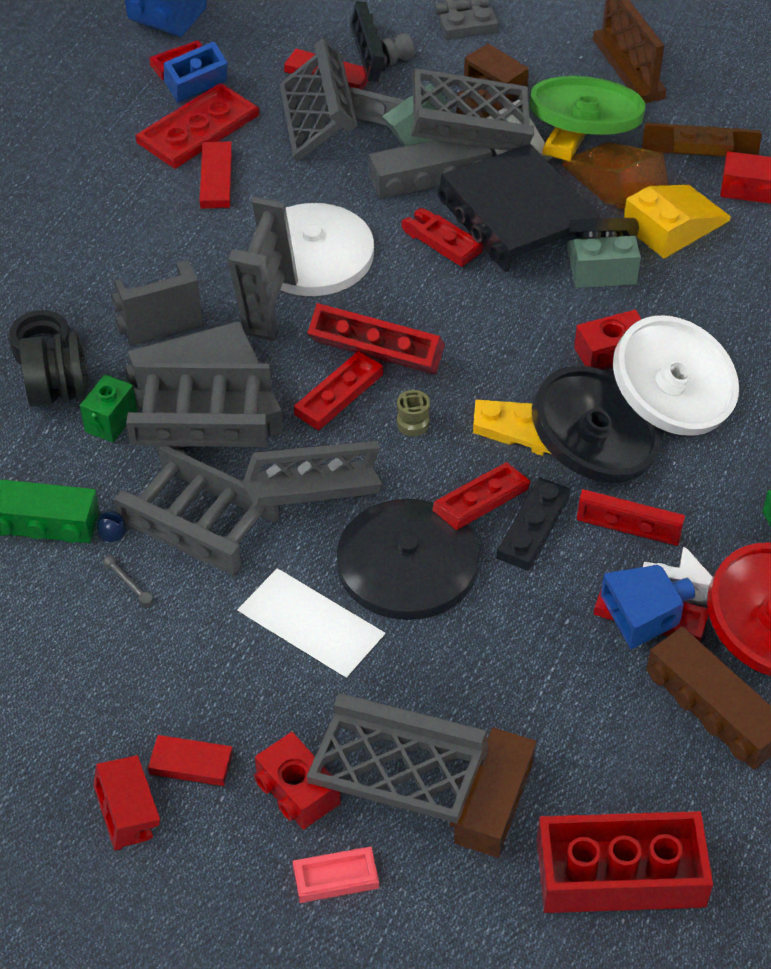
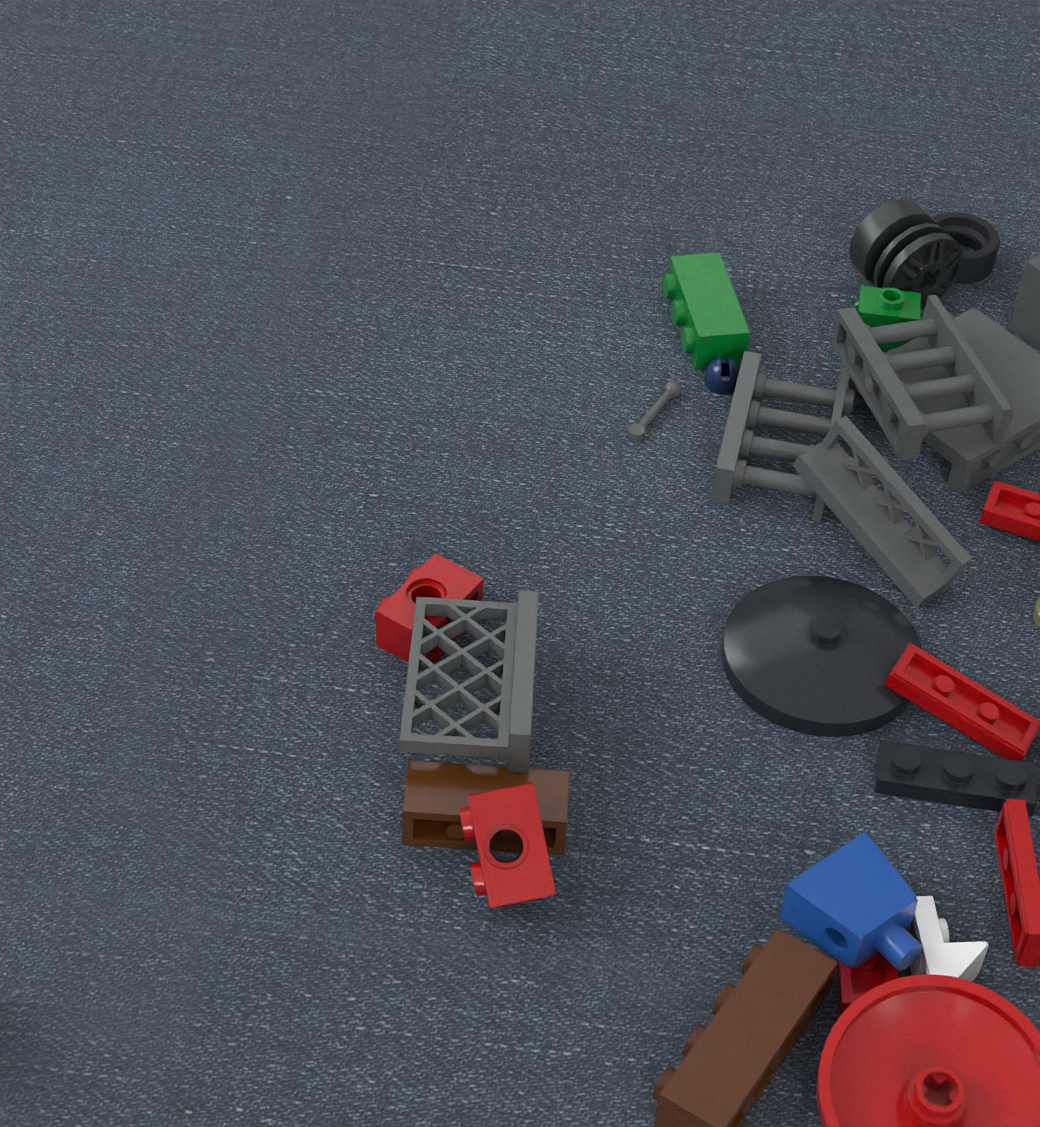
camera: 70 degrees right, 5 degrees down
(125, 801) = (345, 468): red hinge -> none
(190, 760) = (428, 520): red tile -> none
(311, 622) = (676, 587): white sticker -> none
(335, 874) = (321, 684): coral tile -> none
(549, 777) = (515, 879): none -> red brick
(623, 862) = (420, 961): red brick -> none

